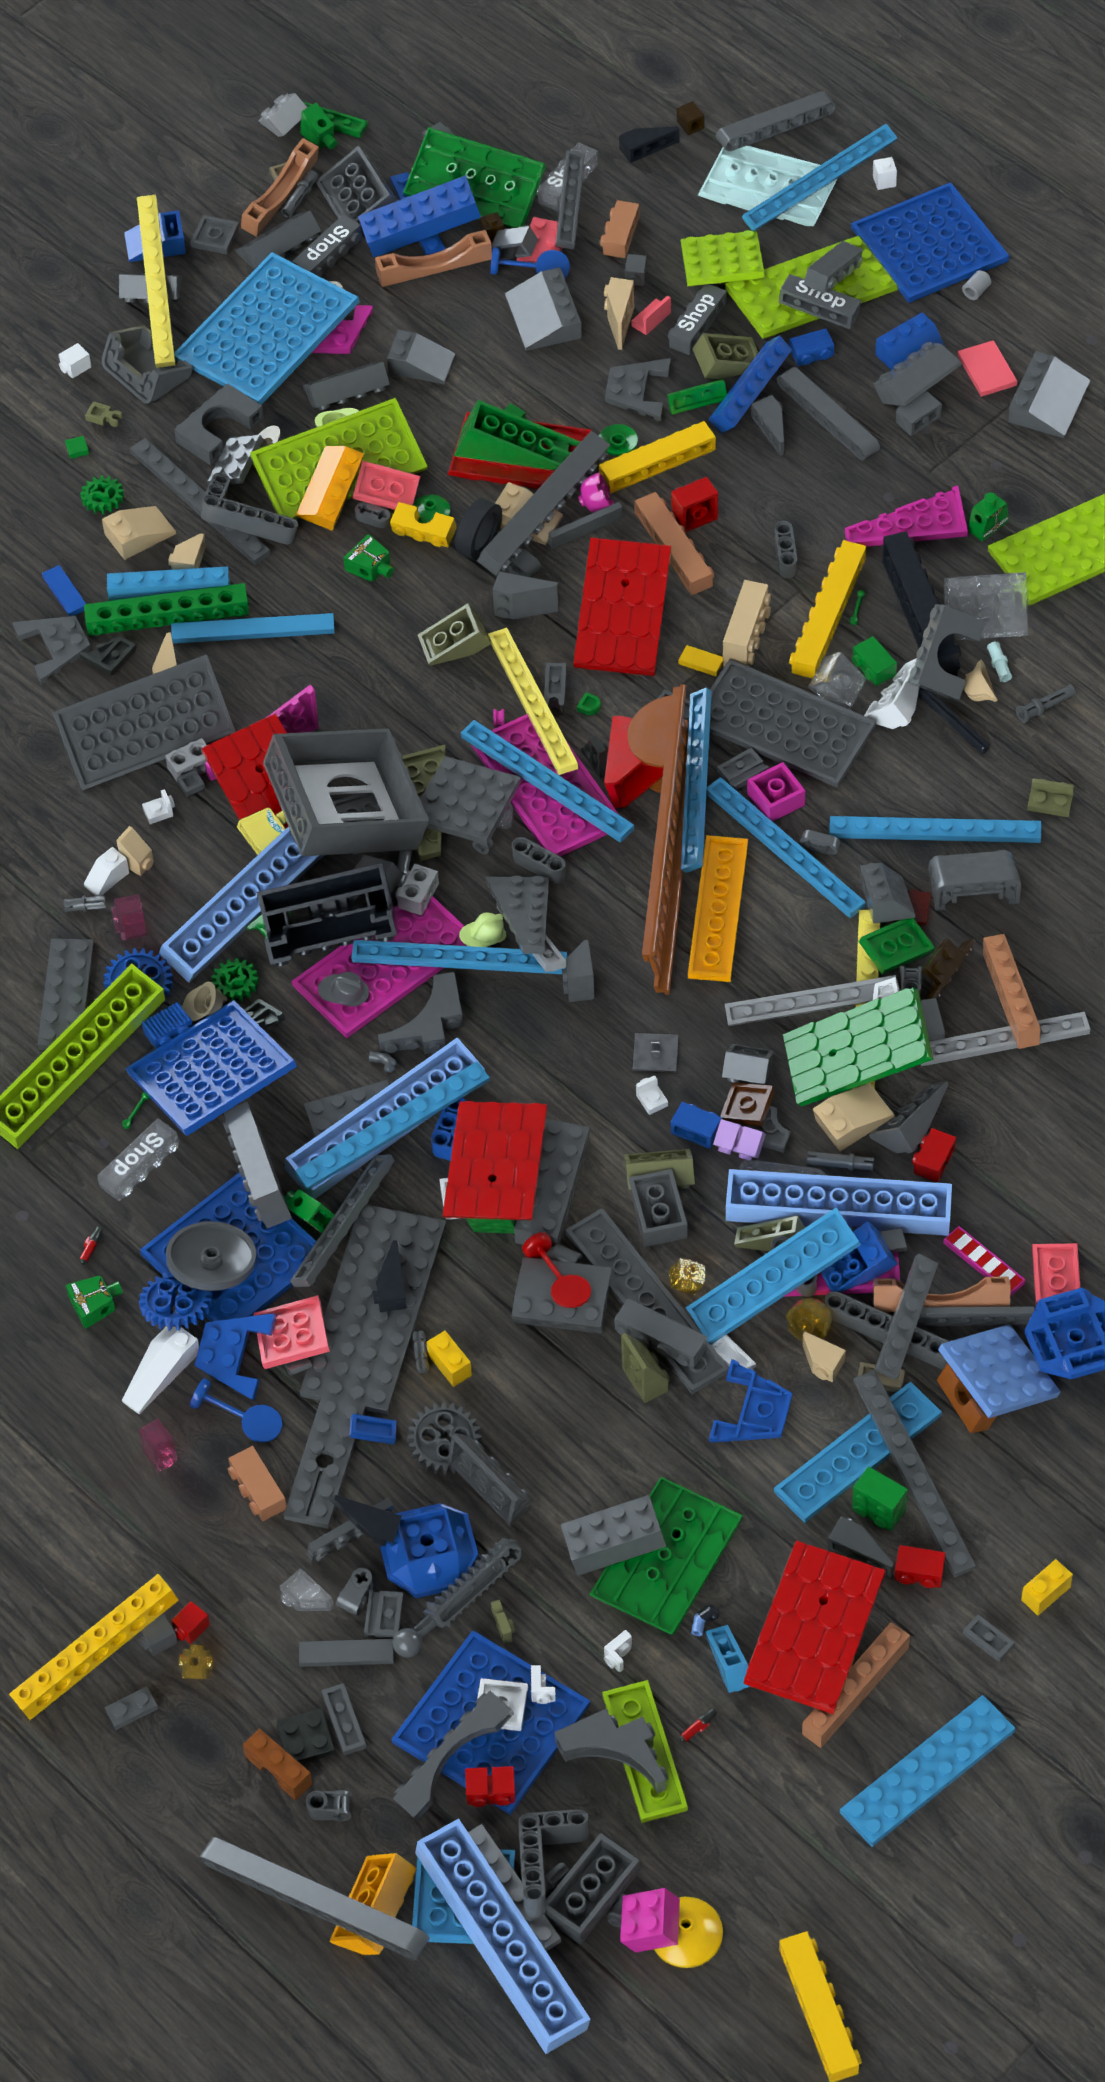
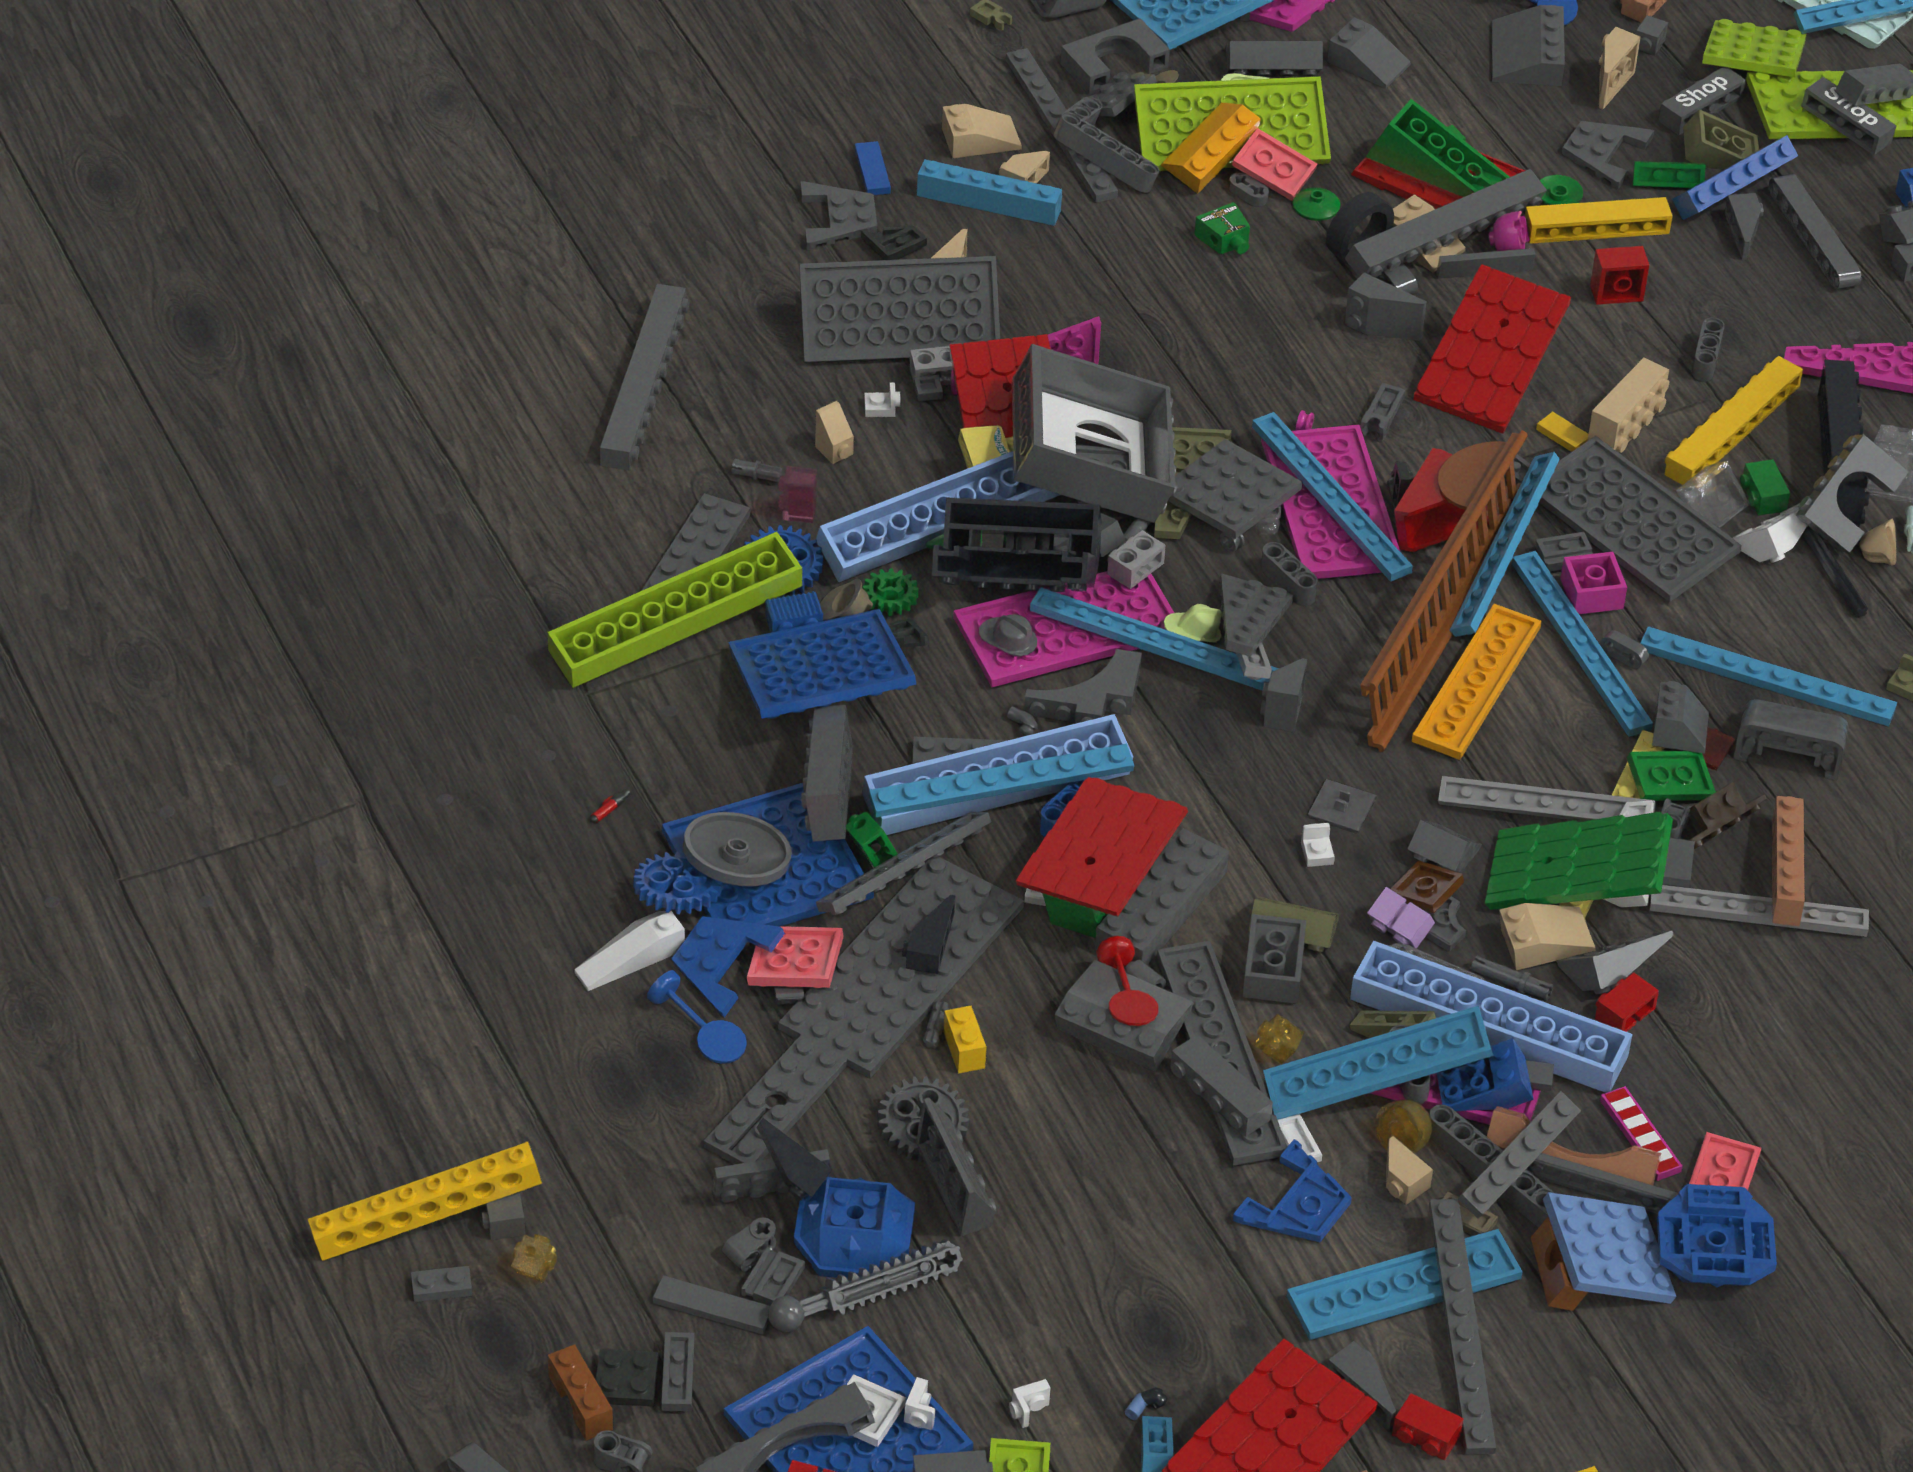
camera: 15 degrees right, 10 degrees down
(76, 447) = (948, 37): green tile -> none
(92, 1299) = (587, 857): green torso -> none
(102, 494) = (955, 87): green gear -> none
(106, 872) = (795, 445): white slope -> none
(127, 1122) = (706, 698): green hinge -> none
(138, 1159) = (701, 735): clear brick -> none
(158, 1445) = (592, 1021): clear pink brick -> none
(166, 609) = (976, 214): green brick -> none
(190, 1623) = (547, 1215): red brick -> none
(252, 628) = (1065, 260): dark azure tile -> none
(256, 1484) = (686, 1098): nougat brick -> none
(305, 1594) = (691, 1228): clear slope -> none
(372, 1429) = (845, 1084): blue tile -> none
(437, 531) = (1284, 205): yellow arch -> none
(454, 636) = (1289, 329): olive slope -> none
(504, 1626) = (908, 1334): olive plate -> none
(533, 701) = (1350, 415): light yellow plate -> none
(589, 704) = (1414, 439): green tile -> none
(613, 1535) = (1074, 1276): dark grey brick -> none
(643, 1369) = (1185, 1115): olive slope -> none
(652, 315) = (1652, 84): coral panel -> none
(664, 530) = (1583, 315): nougat brick -> none
(666, 1581) = (1116, 1335): green piece -> none
(695, 1125) = (1353, 888): blue brick -> none
(812, 347) = (1822, 162): blue brick -> none
(854, 620) = (1759, 442): green hinge -> none
(879, 1499) = (1407, 1337): green brick -> none

